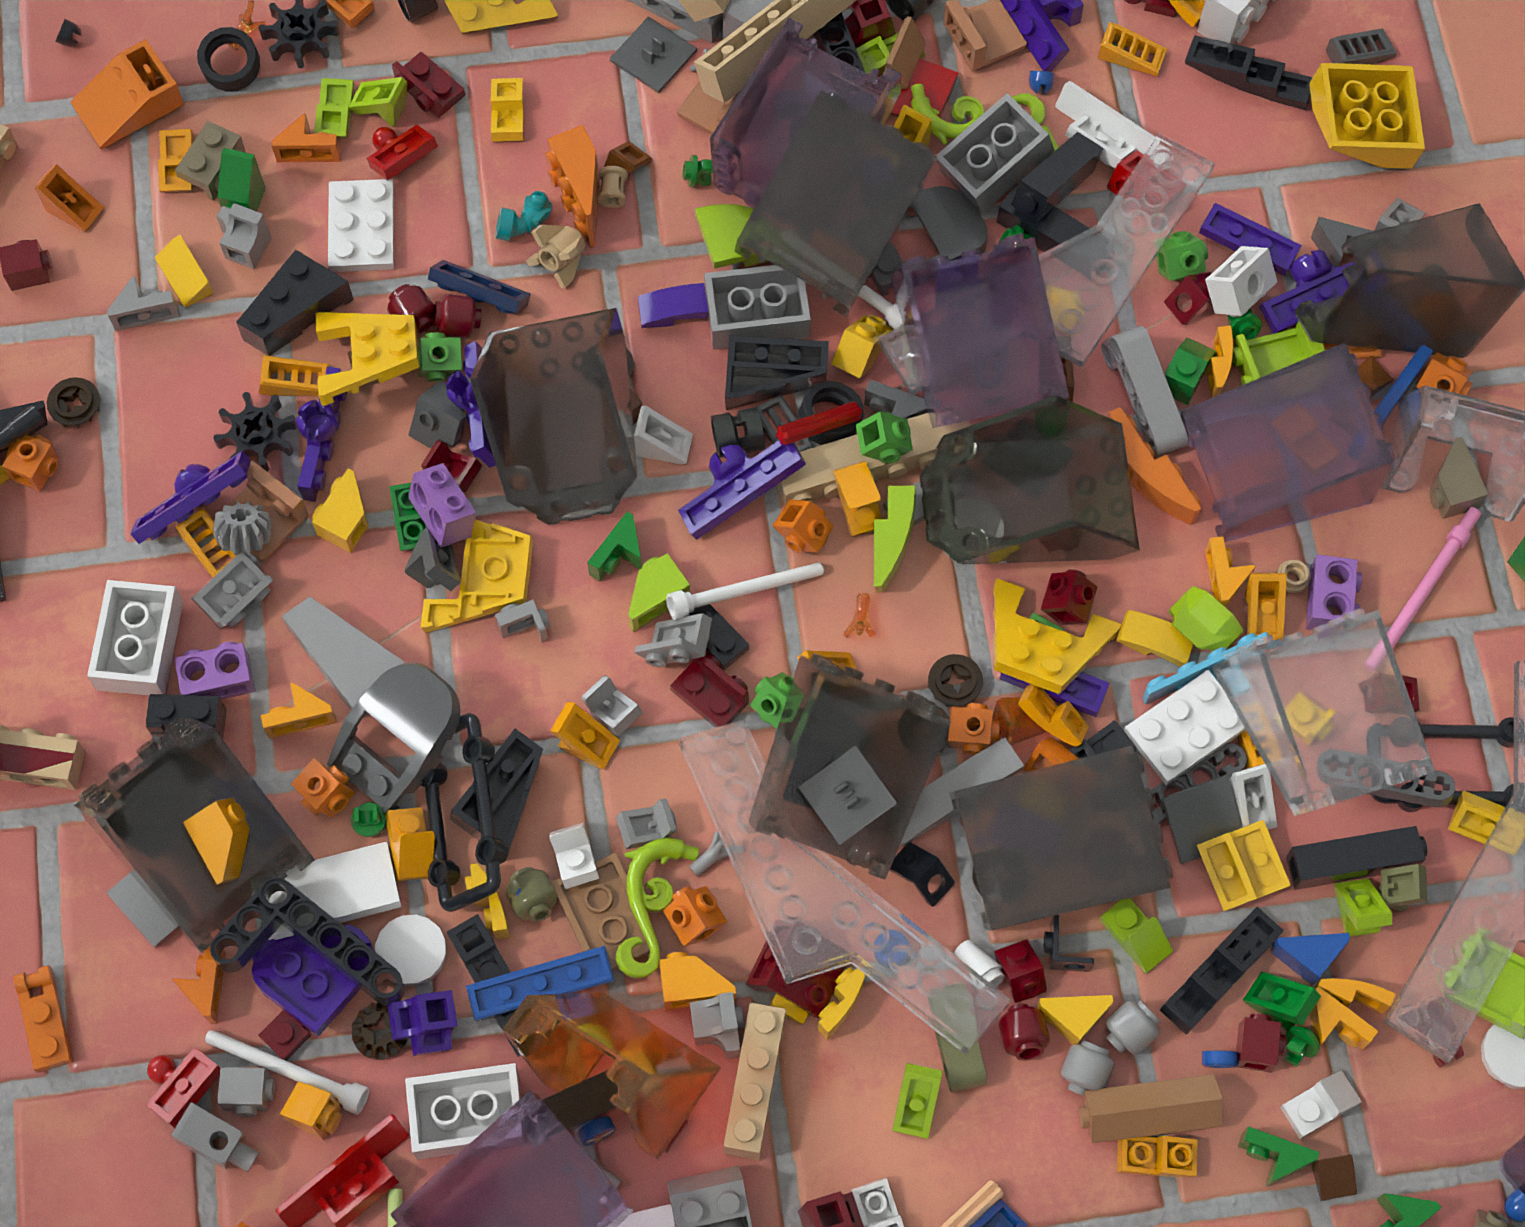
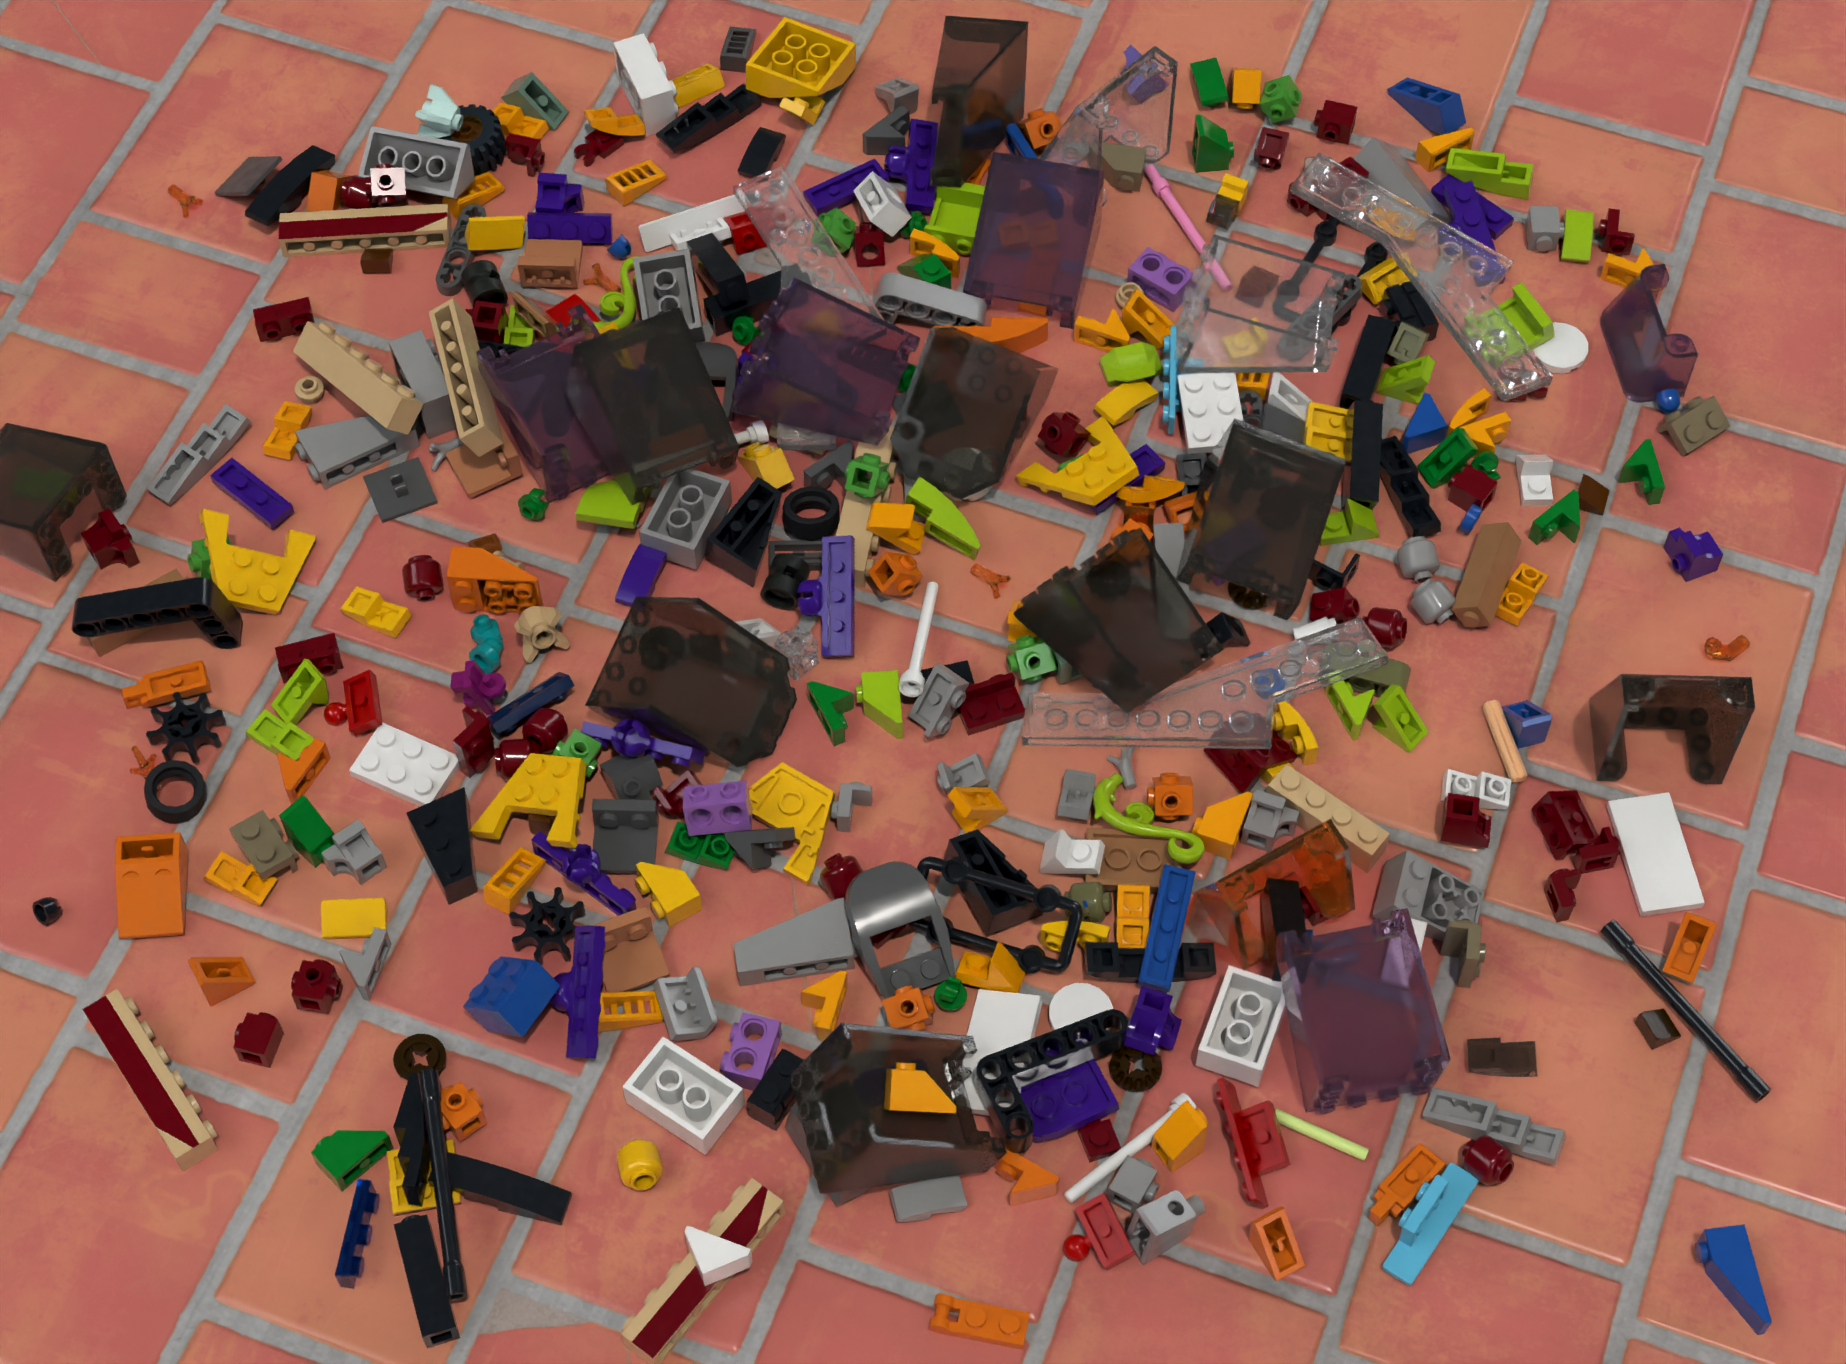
camera: 60 degrees left, 10 degrees down
(54, 638) = (639, 1164): none -> yellow head
(95, 278) = (315, 986): none -> dark red brick
(157, 438) = (511, 995): none -> blue brick
(242, 527) = (639, 965): light grey gear -> none
(379, 446) = (625, 833): none -> dark grey bracket
(402, 264) = (475, 743): none -> dark red bracket
(438, 653) = (839, 874): none -> dark red head
(463, 233) = (478, 686): none -> magenta hips
(543, 944) = (1132, 915): none -> light orange slope
(558, 119) = (422, 577): none -> dark red head
(663, 484) = (800, 650): none -> clear brick
(818, 423) = (825, 513): red axle -> none
(847, 795) = (1145, 636): dark grey piece -> none
(903, 1049) = (1350, 708): none -> lime slope
(964, 669) = (1074, 533): dark brown gear -> none
(994, 86) = (602, 280): none -> clear orange bar
(1074, 1015) = (1391, 589): yellow slope -> none
(1226, 905) = (1363, 453): none -> black brick
(1236, 140) = (761, 152): none -> black slope
(1287, 37) = (697, 84): none -> yellow slope
(1315, 147) = (804, 108): none -> yellow bracket
(1451, 866) = (1407, 305): none -> black brick
(1479, 612) = (1228, 201): none -> leg

